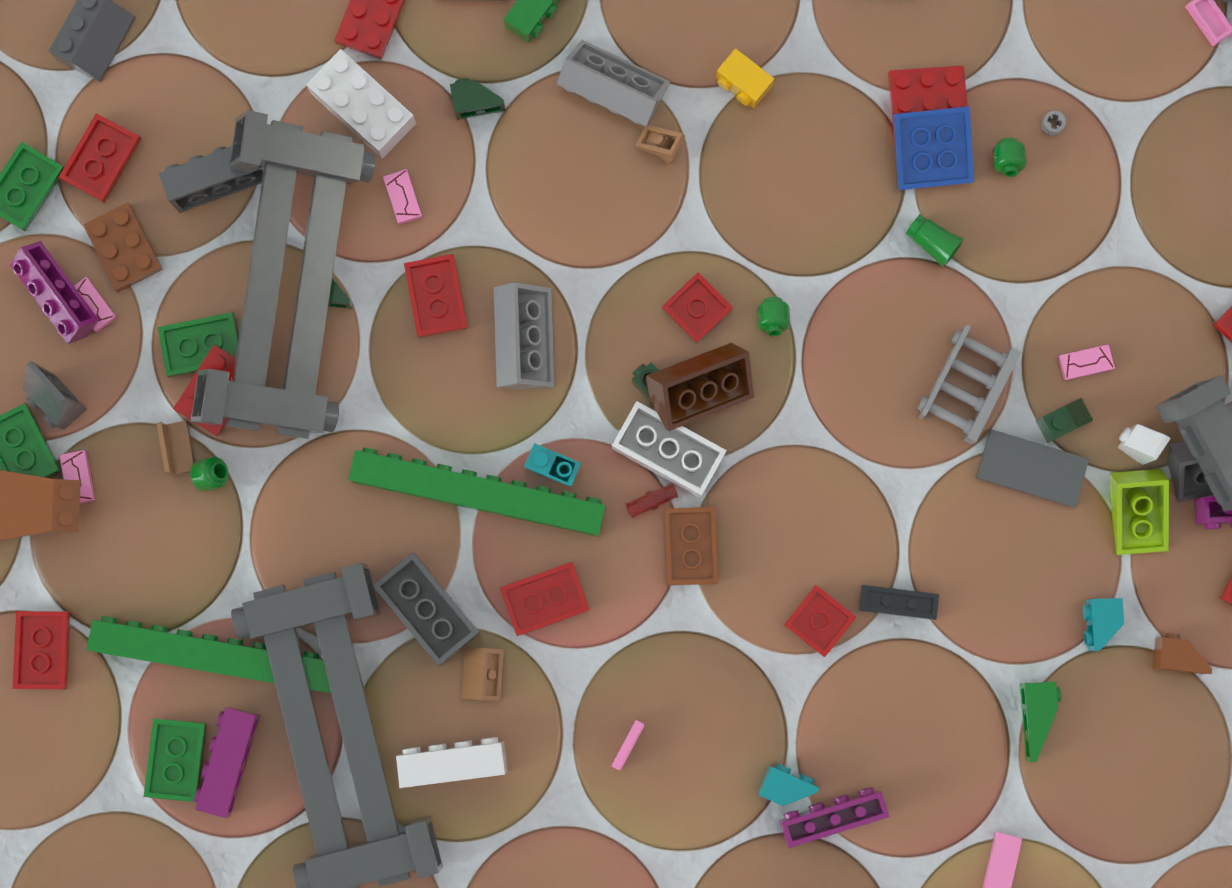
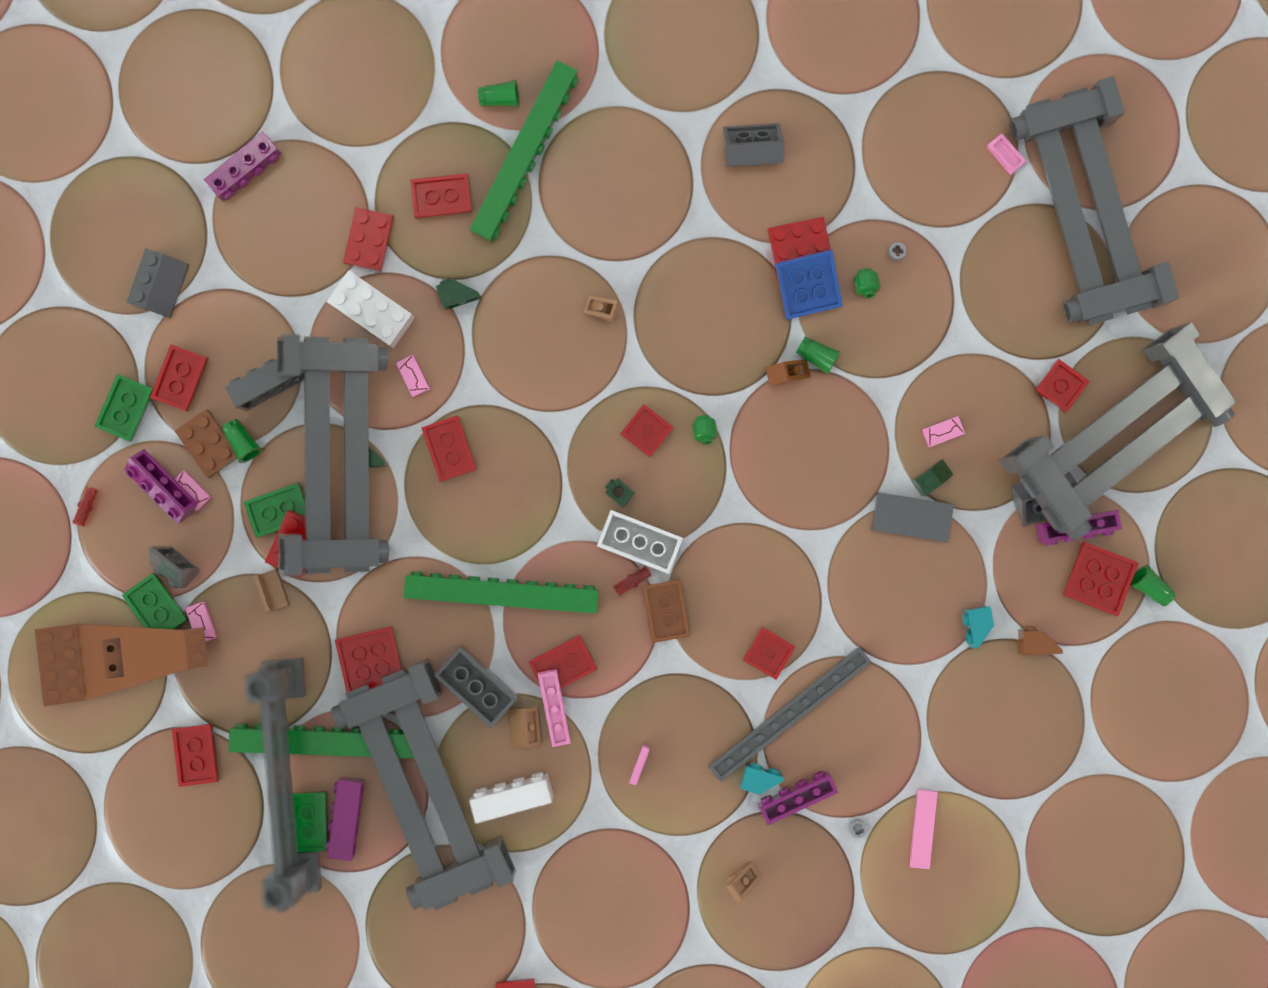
camera: 10 degrees left, 5 degrees up
(147, 822) = (293, 871): none -> dark grey fence
(167, 249) = (241, 441): none -> green plant
(209, 474) = (299, 607): green head -> none
(289, 552) = (368, 657): none -> red plate
(523, 336) = (519, 470): light grey slope -> none
(525, 653) = (554, 708): none -> bright pink tile
(552, 465) = (554, 566): teal slope -> none
(613, 82) = (559, 266): light grey slope -> none
(701, 385) = (657, 491): reddish brown slope -> none
(744, 78) = (658, 249): yellow brick -> none
(837, 705) = (789, 713): none -> dark grey plate
(891, 257) = (788, 372): none -> dark orange slope
(898, 602) = (825, 631): black plate -> none
(916, 869) = (853, 832): none -> light grey bush
(993, 383) = (876, 457): light grey fence -> none
(1039, 708) = (938, 696): green slope -> none
(1140, 511) = (996, 538): lime slope -> none
(1142, 443) = (992, 488): white slope -> none

